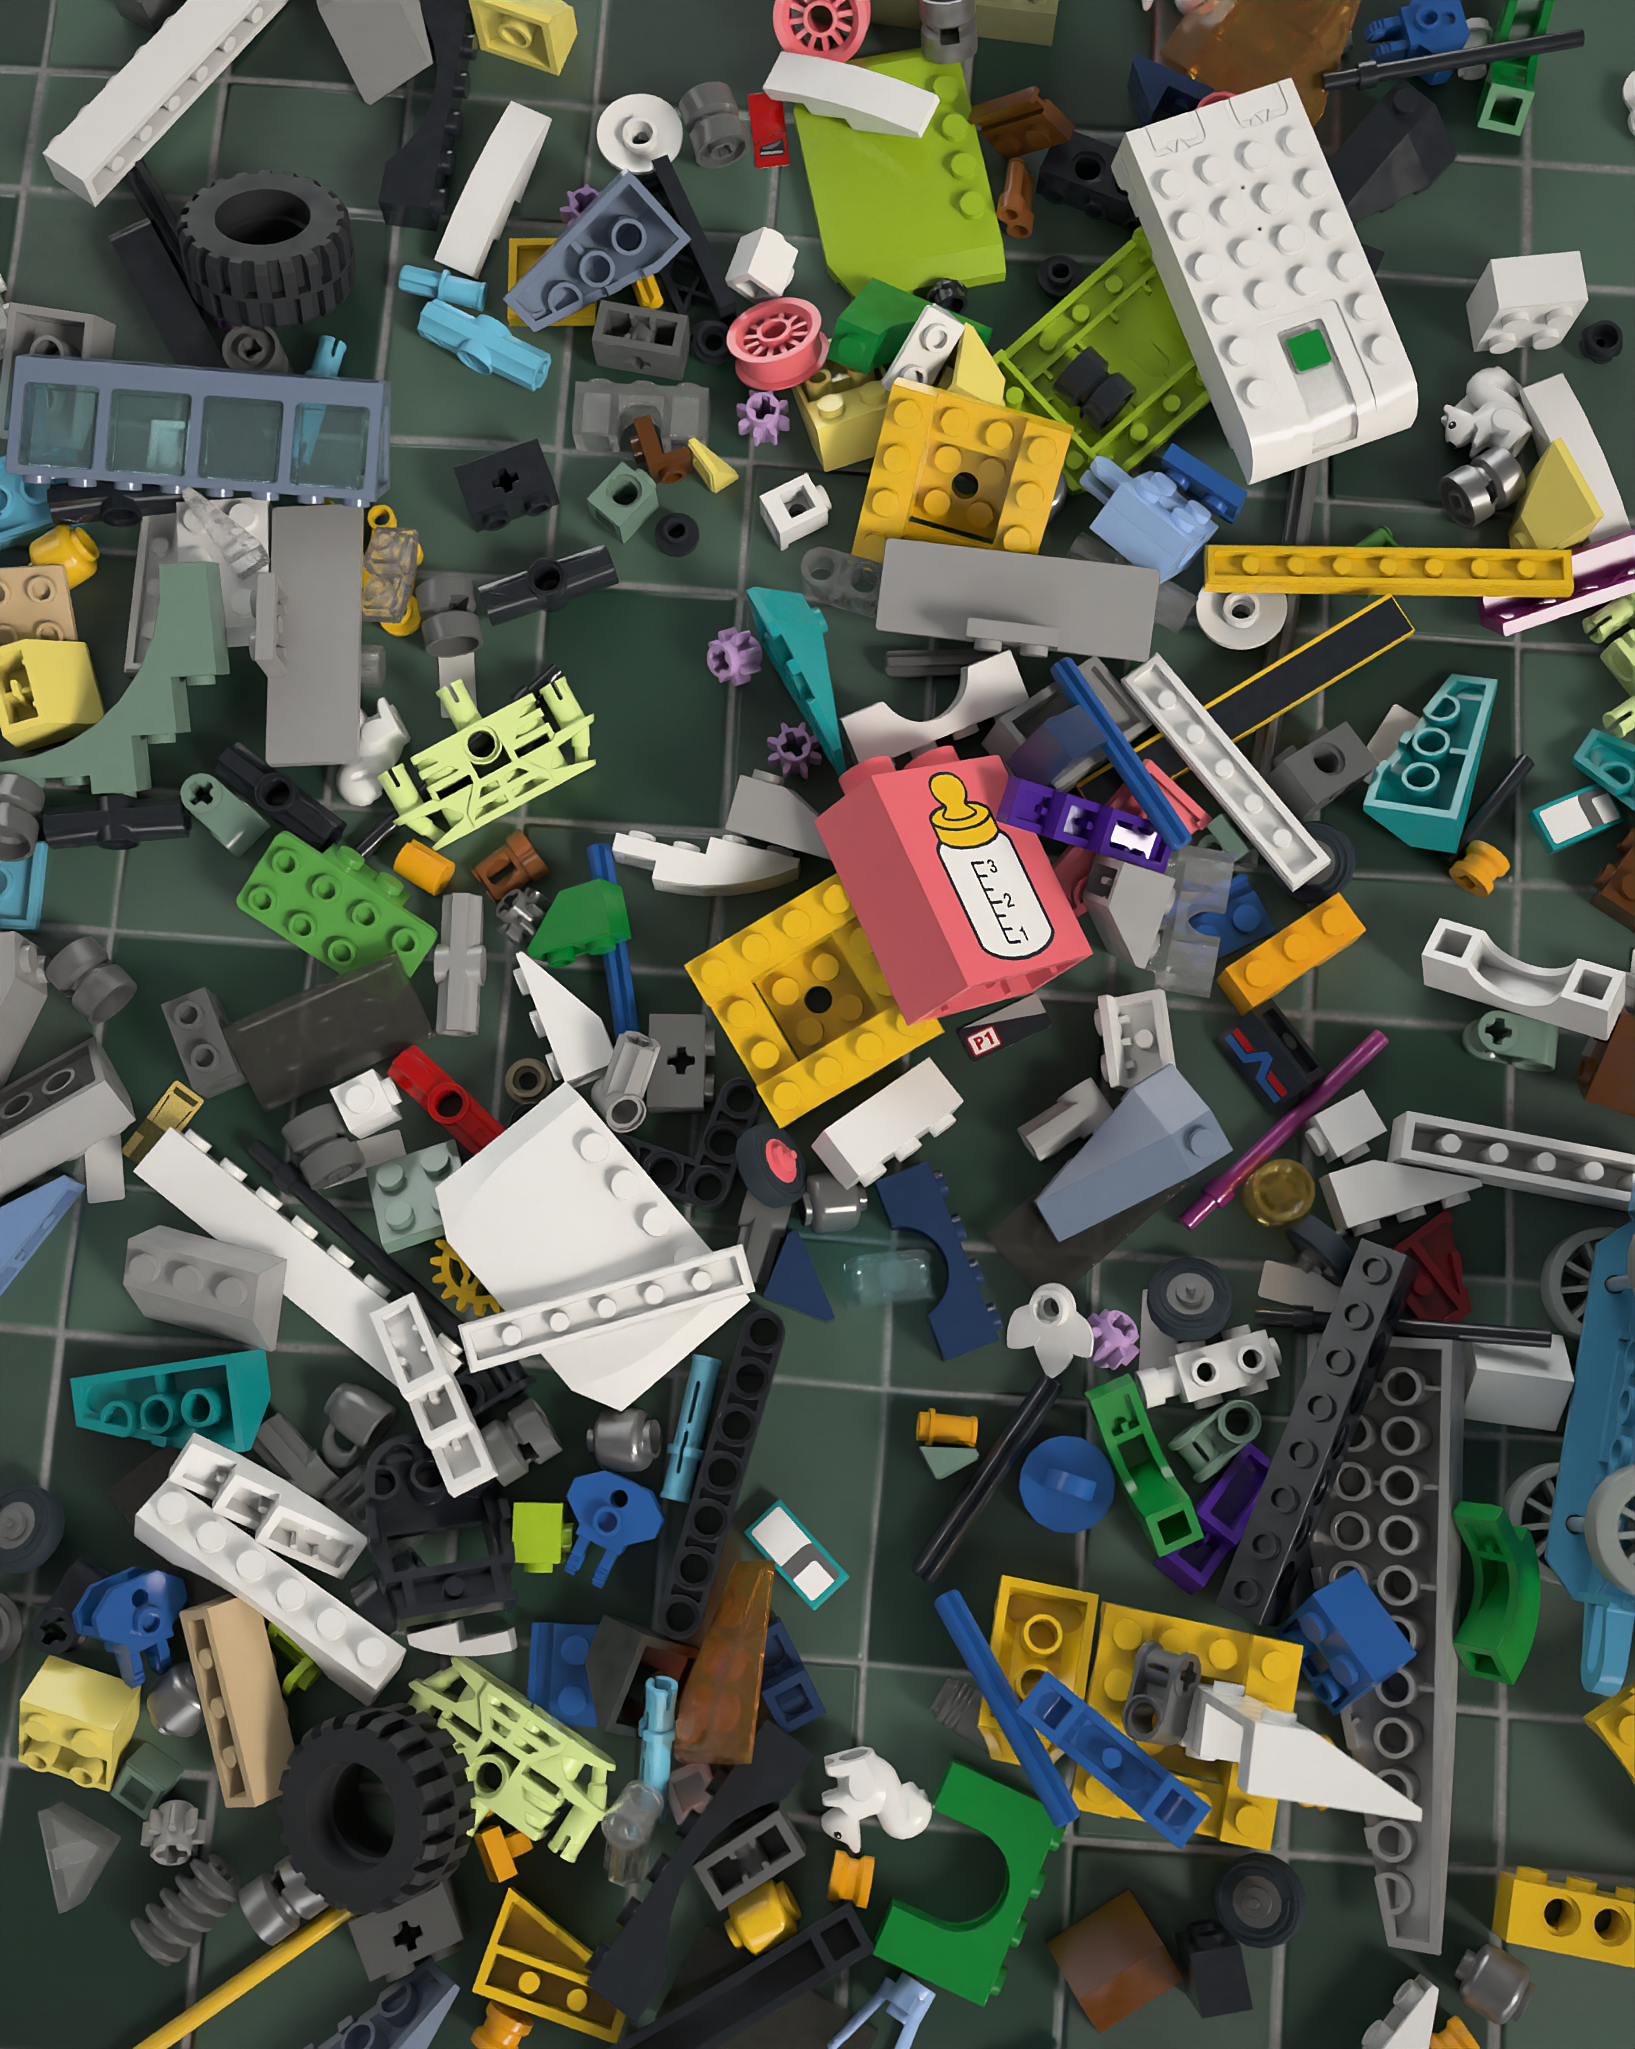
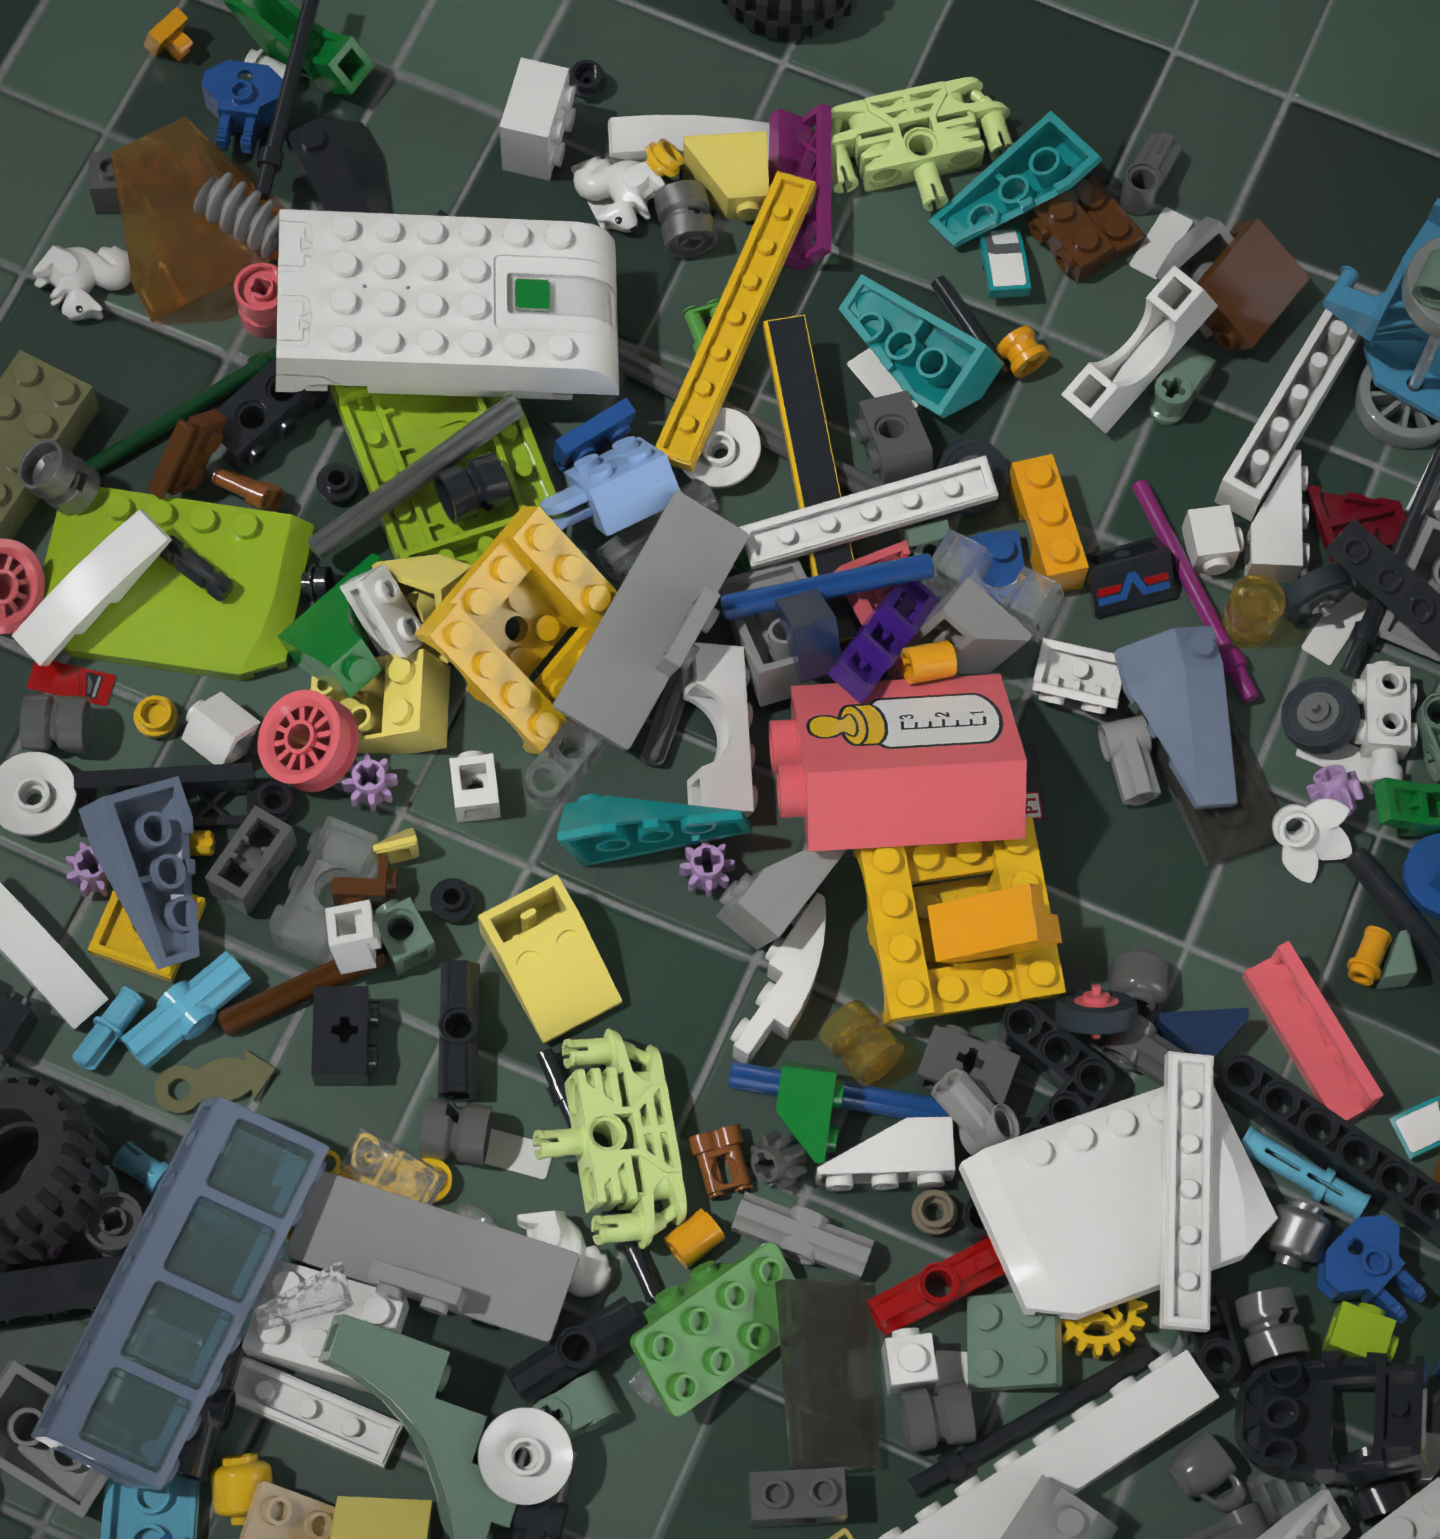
camera: 75 degrees left, 10 degrees down
(131, 775) = (548, 1451): none -> white dish
(430, 398) = (222, 1077): none -> olive brick
(433, 1395) = (1212, 1378): white slope -> none
(533, 426) = (287, 995): none -> reddish brown axle
(591, 461) = (353, 936): none -> white brick
(646, 637) = (549, 959): none -> light yellow slope
(668, 947) = (857, 1038): none -> clear yellow wheel
(734, 656) = (597, 887): lavender gear -> none
(759, 209) = (155, 716): none -> yellow plate
(806, 1026) = (992, 925): none -> light orange piece
(835, 1393) = (1312, 1034): none -> coral fence
(888, 1125) = (1090, 903): white brick -> none
(889, 1279) = (1227, 950): clear light blue torso -> none
(909, 178) = (197, 569): none -> black axle
(916, 1205) = (1276, 907): dark blue arch -> none
(1020, 81) = (183, 411): none -> dark green bar
(1072, 875) = (928, 662): none -> light orange piece
(1085, 334) = (415, 477): none -> dark grey axle
(1162, 89) = (194, 335): dark blue slope -> none
(1287, 48) = (239, 213): none -> light grey piece
(1534, 435) = (664, 158): none -> yellow plate

